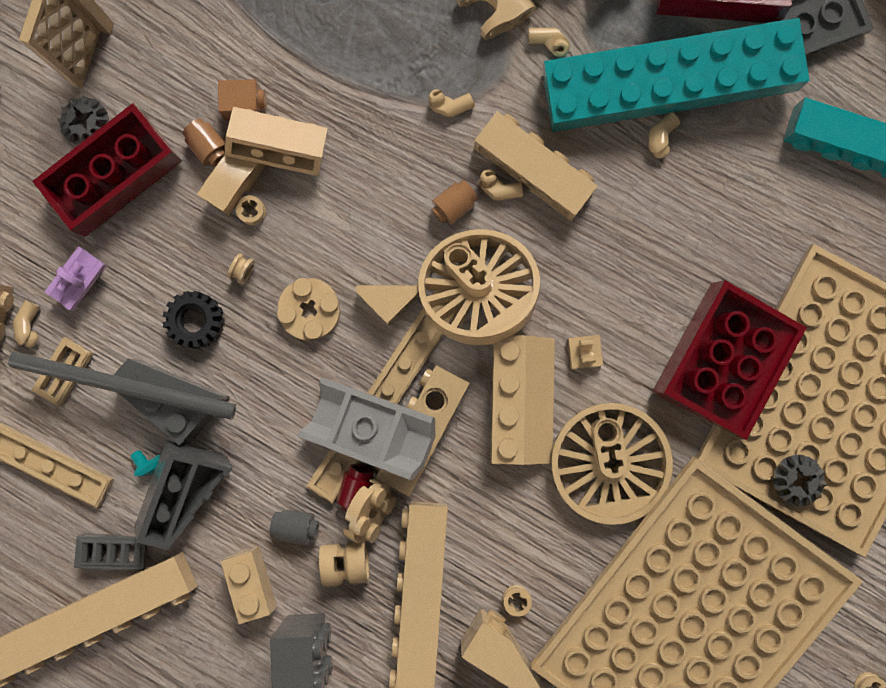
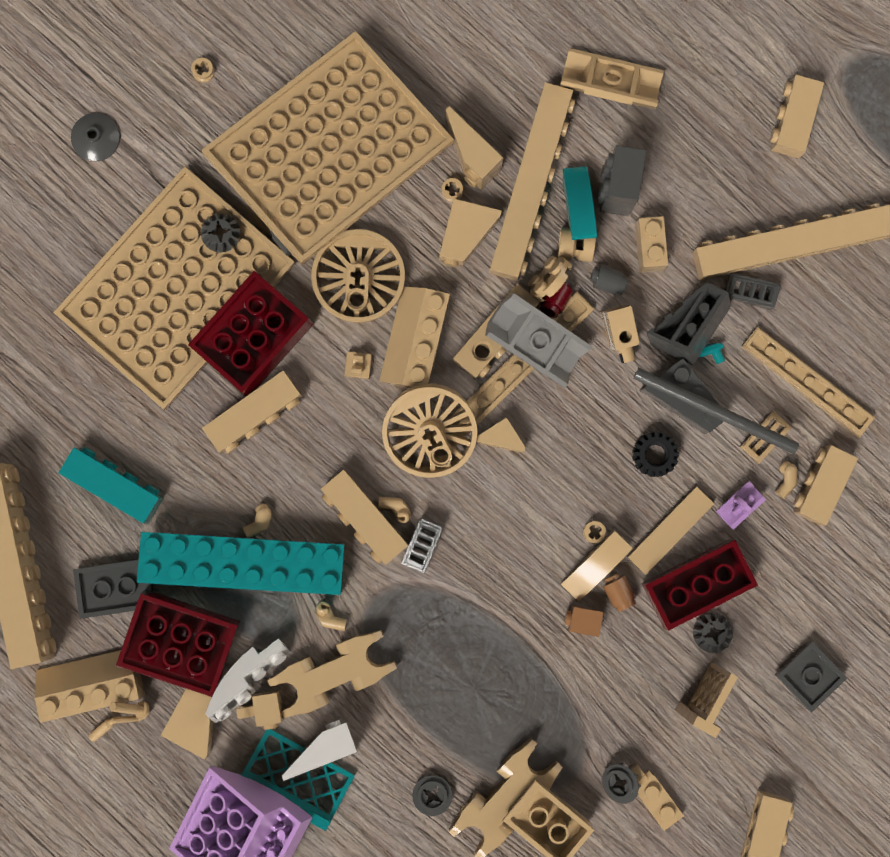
camera: 170 degrees left, 0 degrees up
(157, 233) = (670, 530): none -> tan tile
(241, 269) = (611, 486): tan bush -> none
(268, 476) = (615, 322): none -> tan torso
(275, 141) = (562, 578): tan brick -> none
(291, 313) = (550, 445): tan plate -> none
(350, 618) = (579, 203): none -> teal slope
(448, 107) = (422, 581): tan arm -> none
(452, 173) = (432, 527): none -> slope
(454, 202) = (434, 502): medium nougat brick -> none
(488, 550) = (466, 230): none -> tan slope
(702, 264) = (252, 412): none -> tan brick

